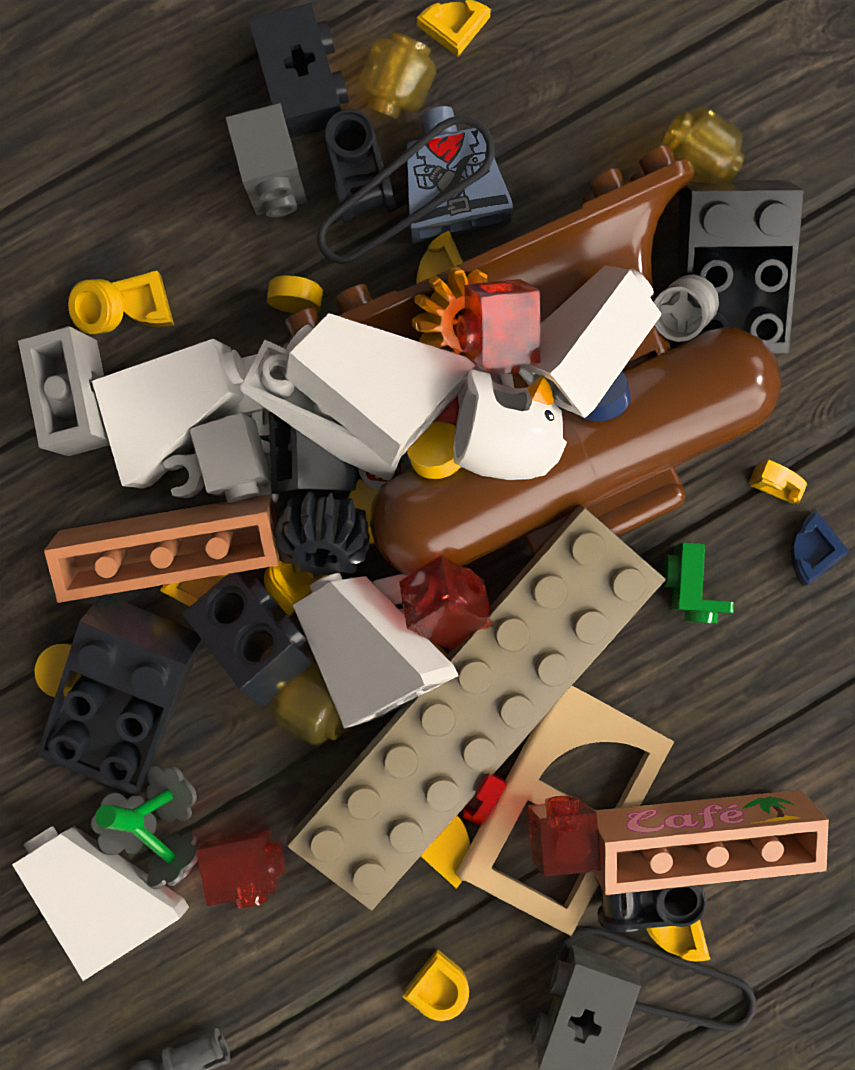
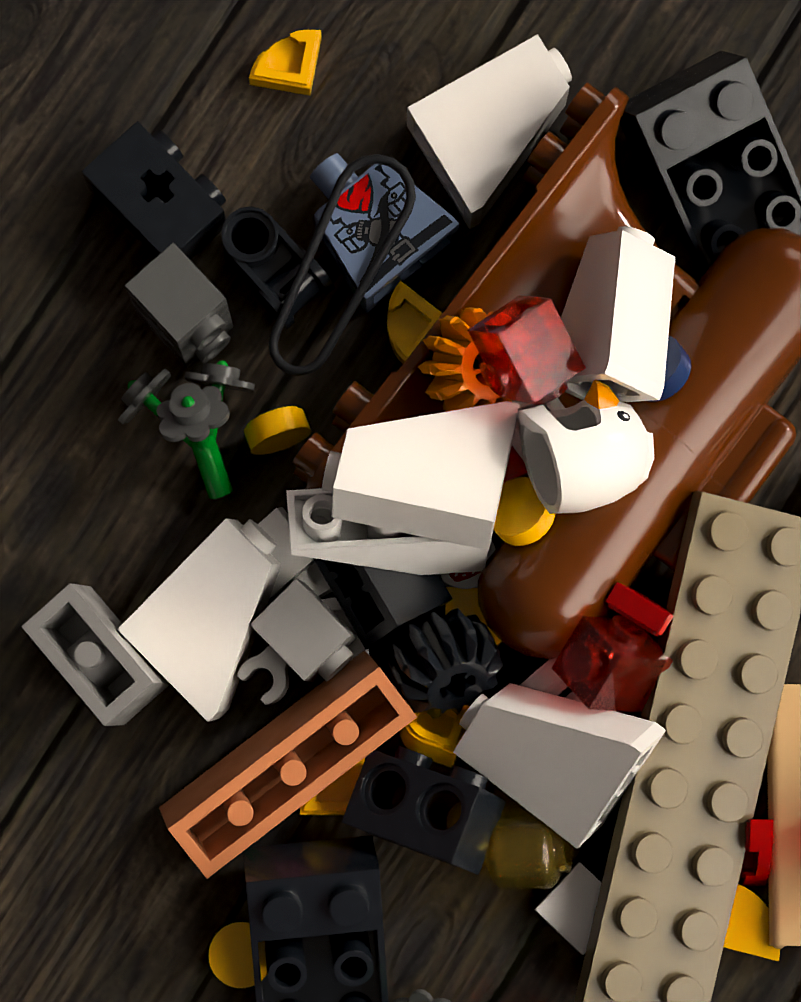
camera: 30 degrees left, 5 degrees down
(95, 306) = (72, 551): yellow tile -> none
(145, 300) = (115, 519): yellow tile -> none
(233, 246) = (191, 415): none -> dark grey plant
(325, 764) = (572, 906): none -> white tile
(397, 75) = (262, 148): clear yellow head -> none
(489, 572) = (639, 609): none -> red tile
(578, 138) = (490, 123): none -> white slope
(679, 316) = (694, 249): light grey wheel -> none
(708, 143) = (619, 57): clear yellow head -> none

